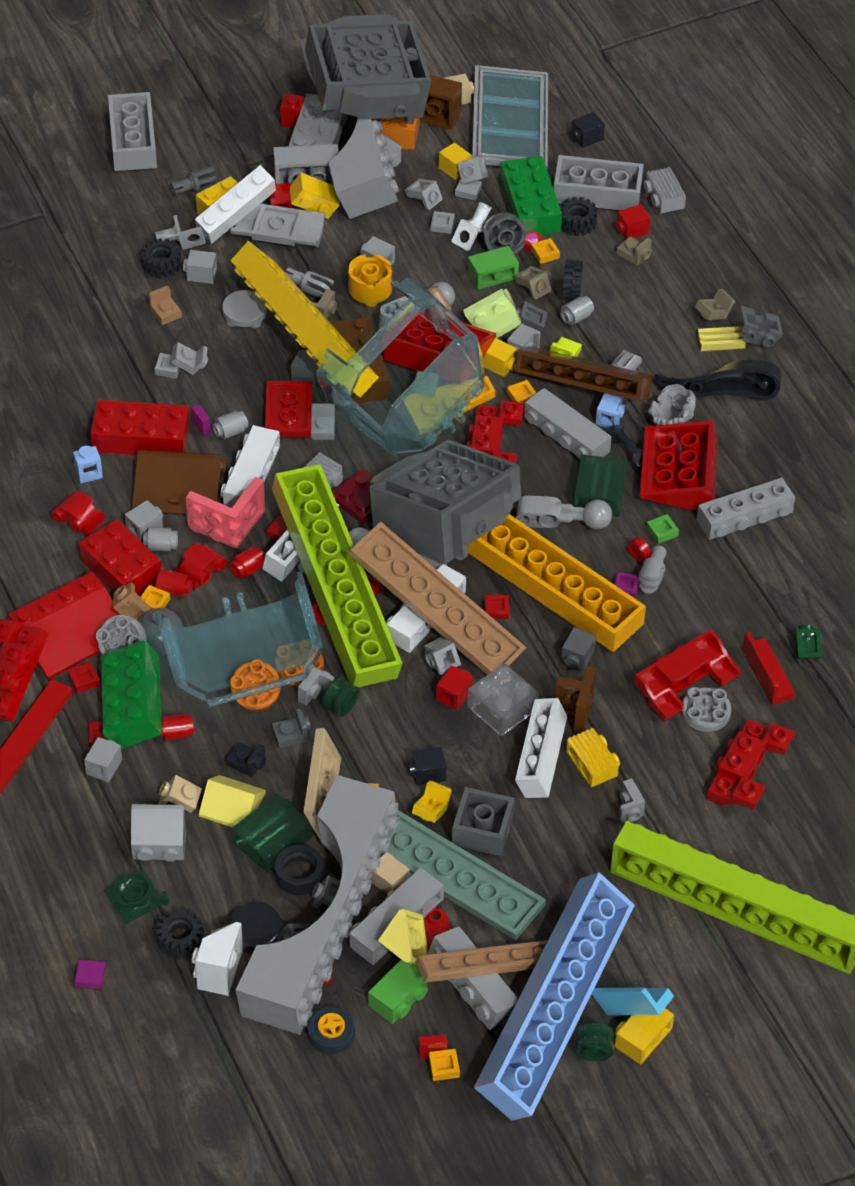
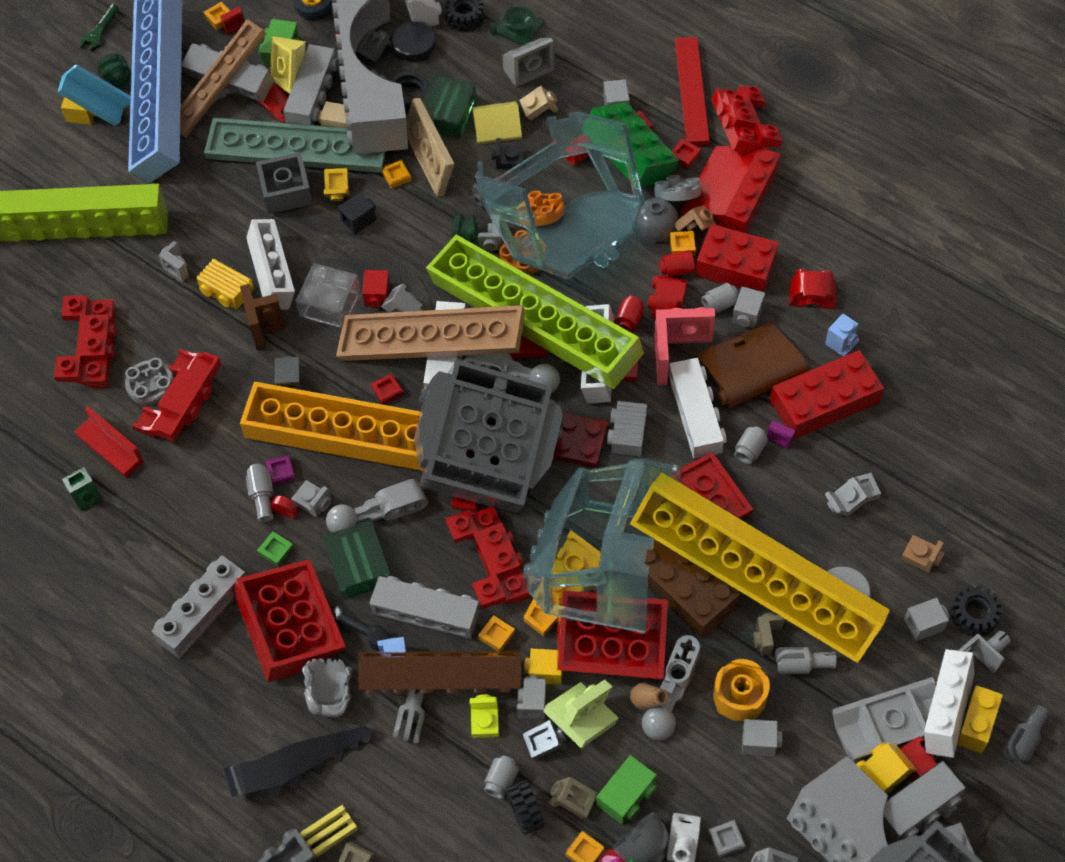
camera: 155 degrees right, 10 degrees up
(595, 1118) = (94, 36): none -> dark green piece
(610, 548) = (312, 498): none -> light grey bracket

